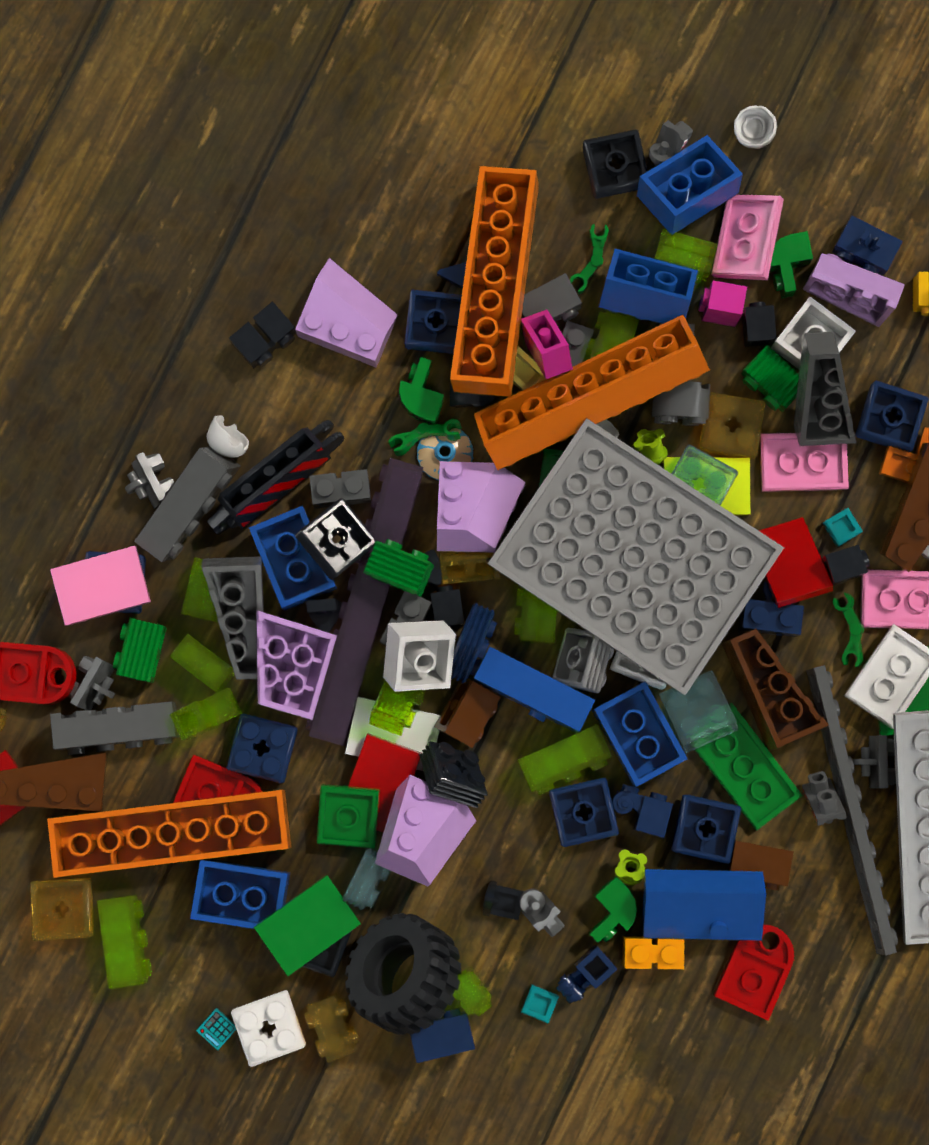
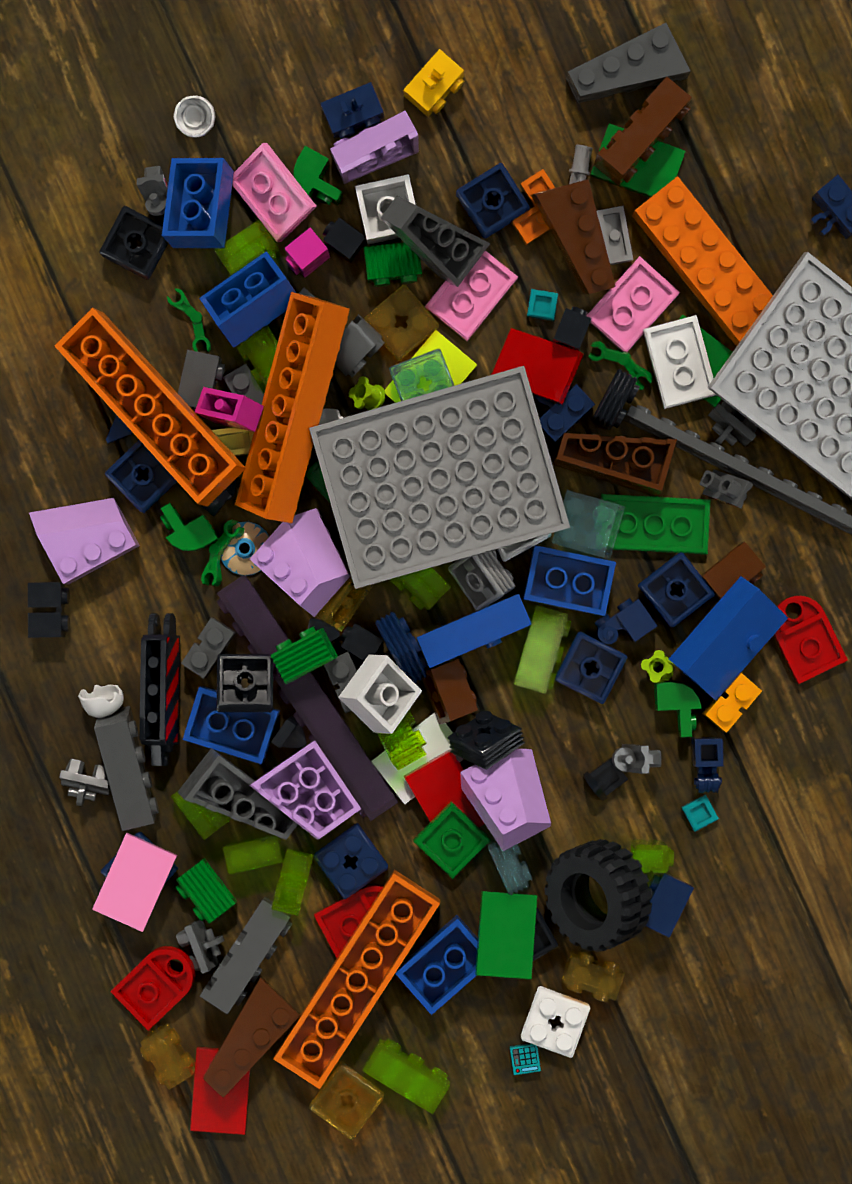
camera: 40 degrees left, 5 degrees up
(826, 646) = (620, 390): none -> black brick

